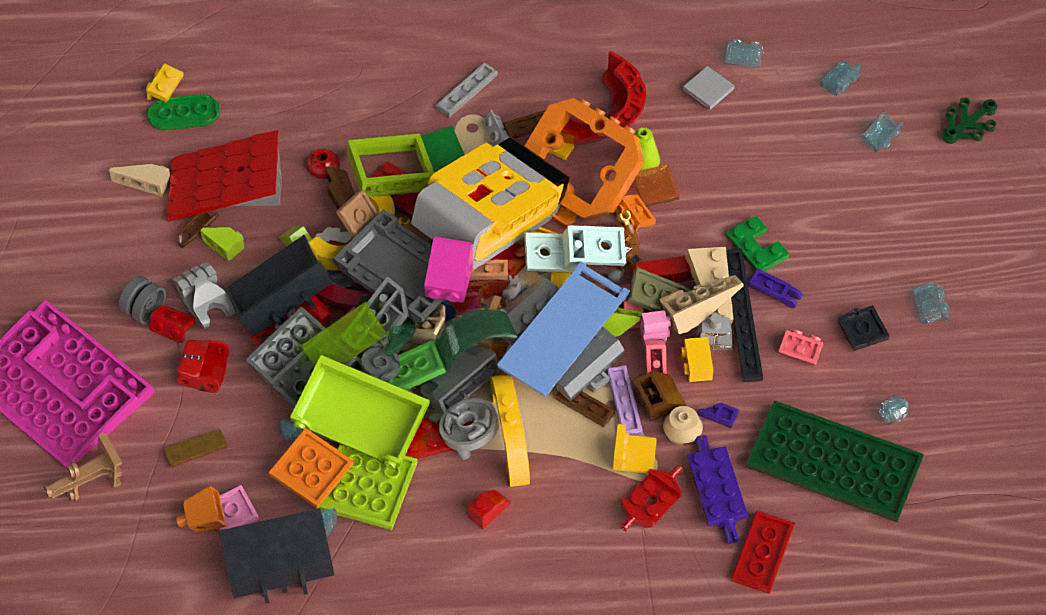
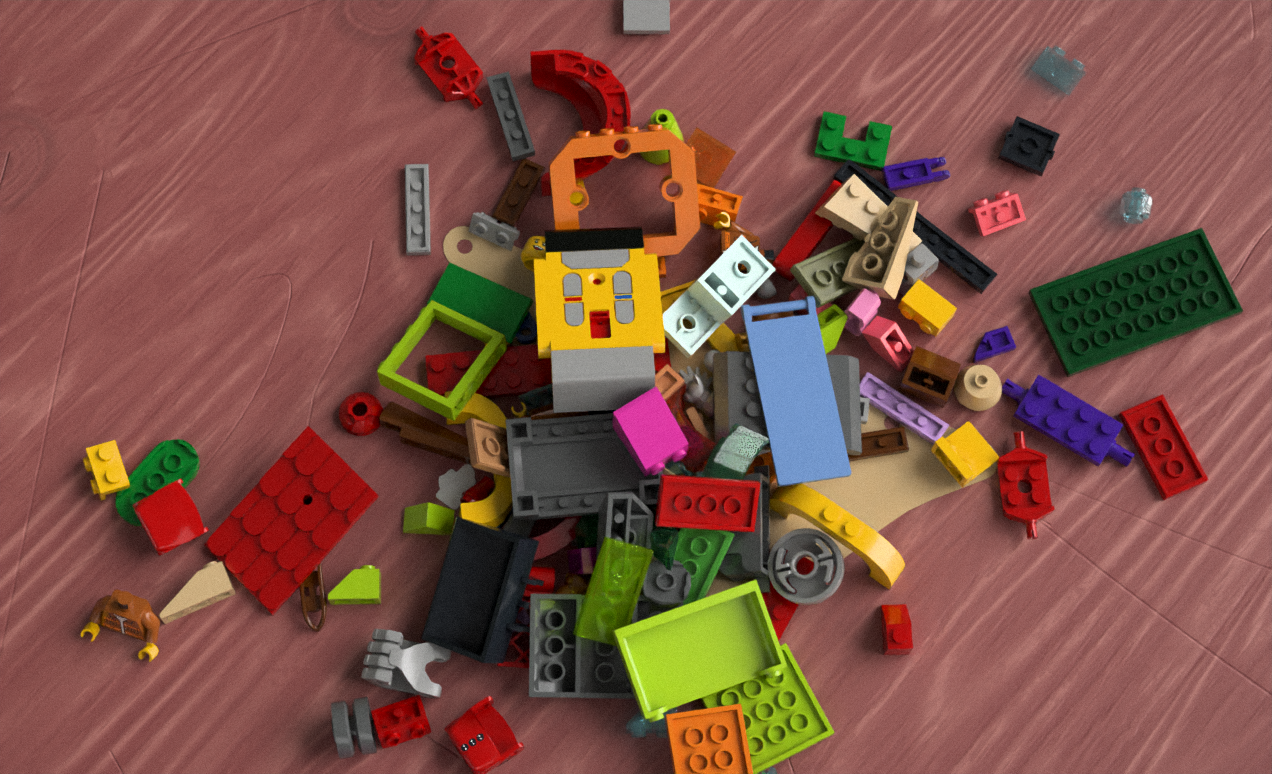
camera: 50 degrees left, 15 degrees up
(95, 157) = (127, 616): none -> dark orange torso
(166, 128) = (169, 517): none -> red piece
(442, 335) = (707, 503): none -> red tile
(563, 43) = (453, 82): none -> red plate
(570, 79) = (510, 116): none -> dark grey plate

